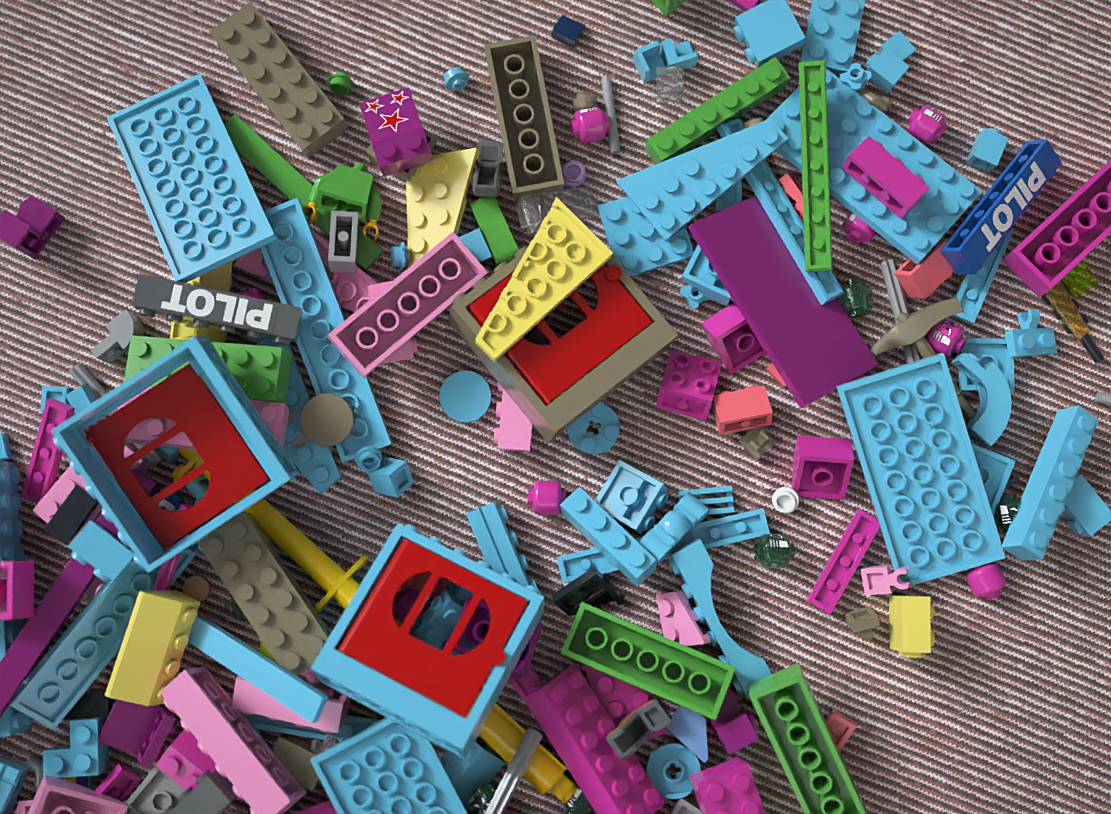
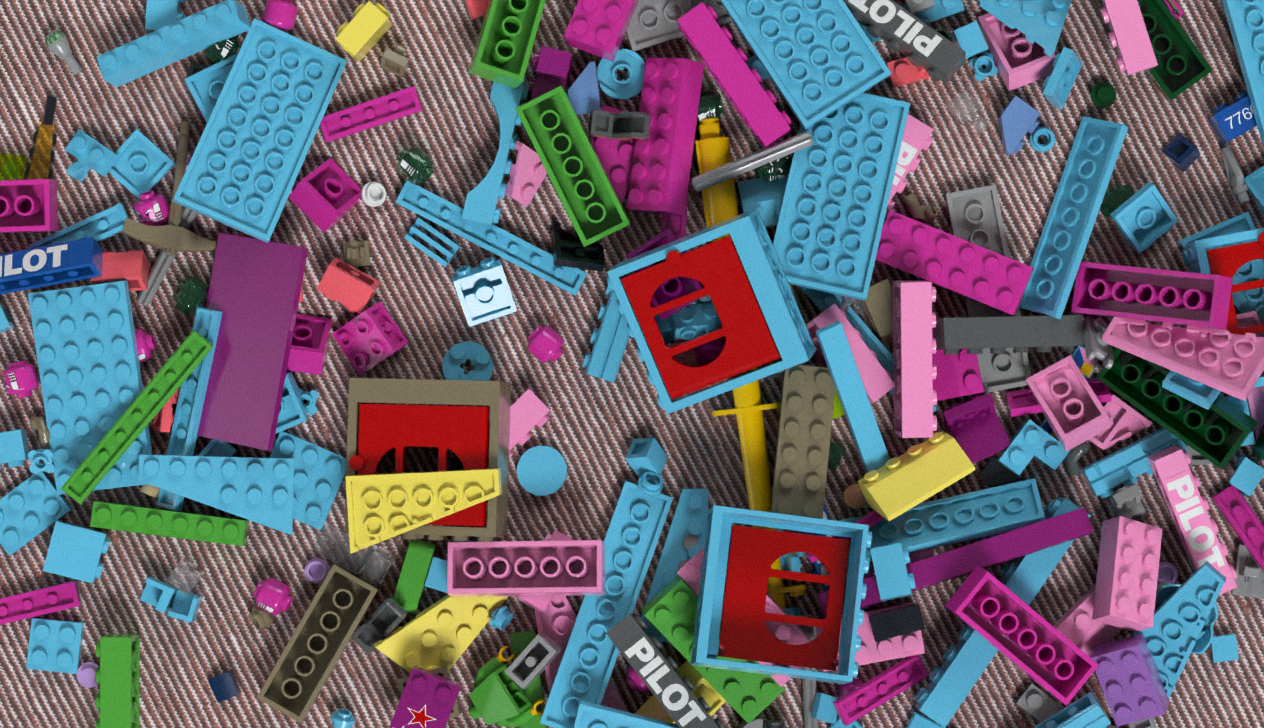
camera: 145 degrees left, 5 degrees up
(327, 419) = (656, 537): dark tan tile -> none
(608, 536) = (525, 277): medium azure brick -> none
(610, 110) = (249, 592): light grey bar -> none
(674, 527) = (472, 243): medium azure piece -> none
(881, 579) = (355, 79): bright pink plate -> none
(885, 177) = (94, 363): dark pink brick -> none
(994, 398) = (161, 131): medium azure arch -> none

